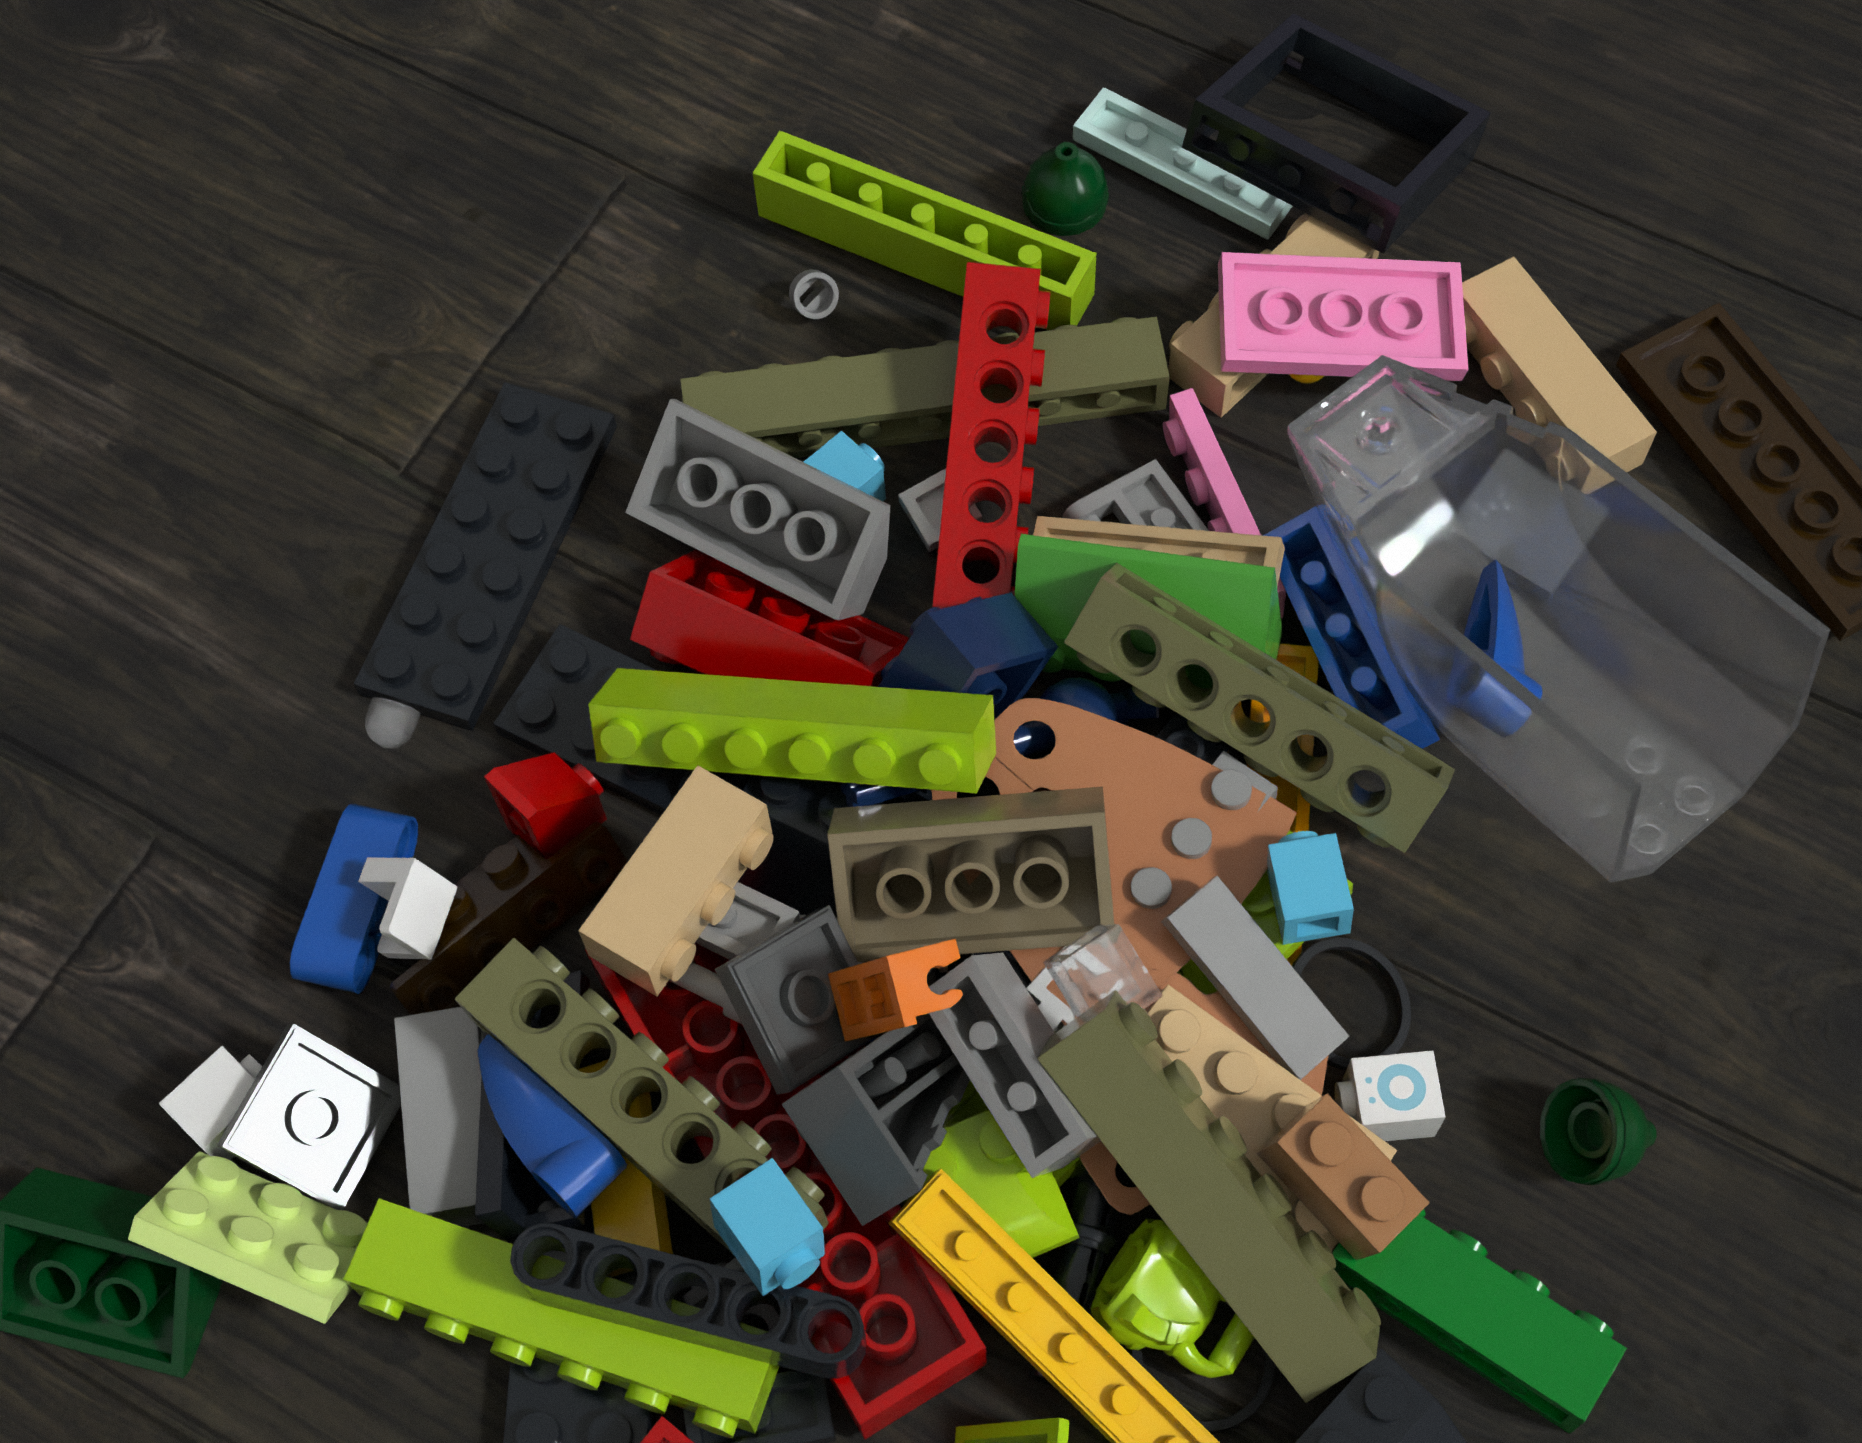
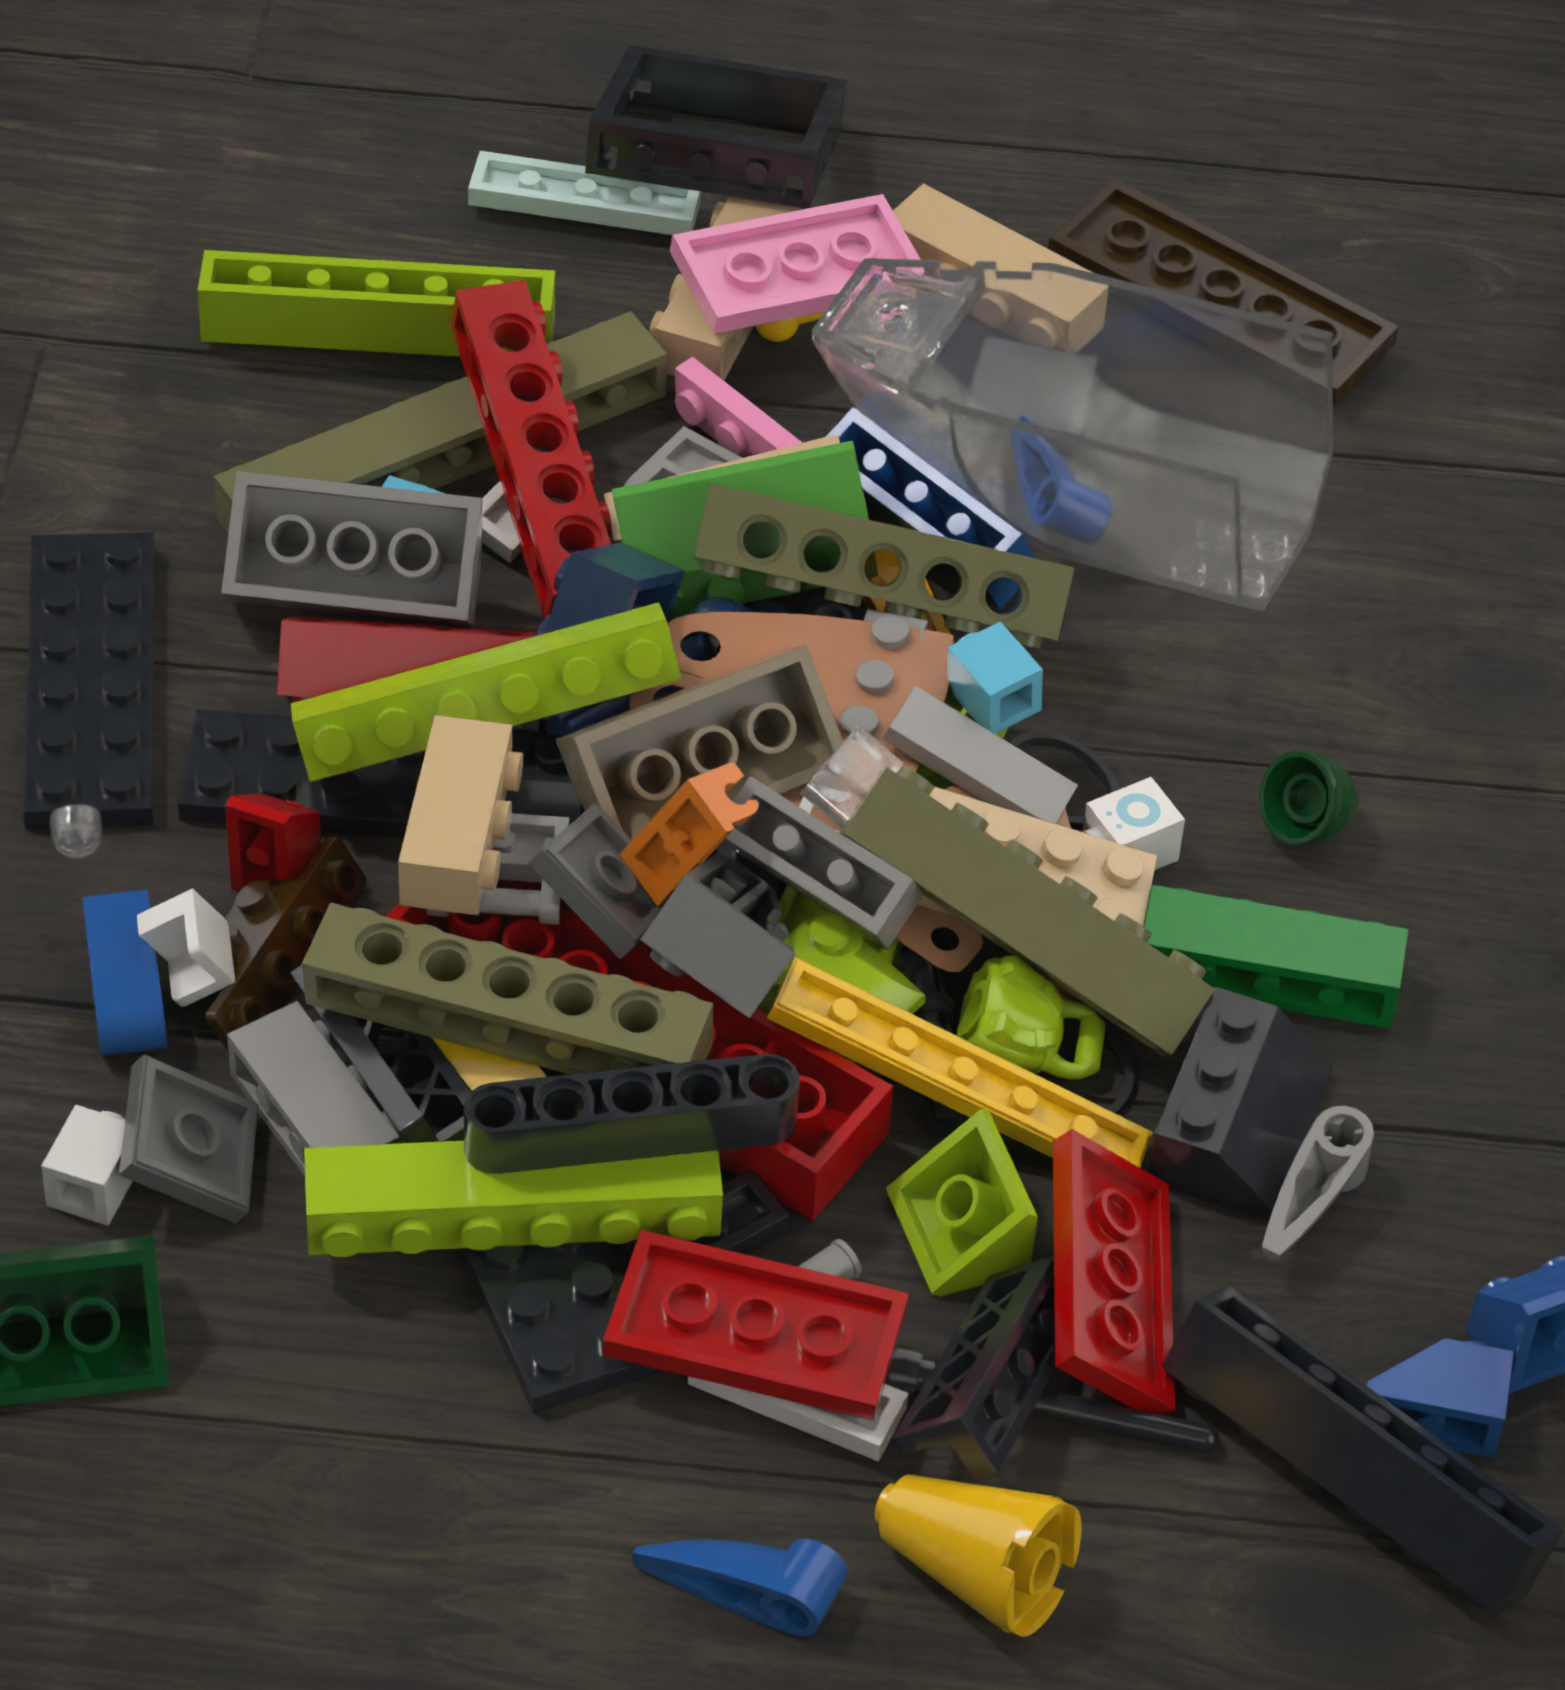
camera: 30 degrees left, 15 degrees down
(253, 1235) = (199, 1223): yellowish green plate -> none
(546, 1132) = (429, 1043): blue piece -> none
(769, 1228) = (684, 1013): medium azure brick -> none
(820, 300) = (302, 389): light grey hinge -> none
(1065, 191) = (485, 235): dark green helmet -> none
(1343, 1178) = (1129, 863): medium nougat brick -> none

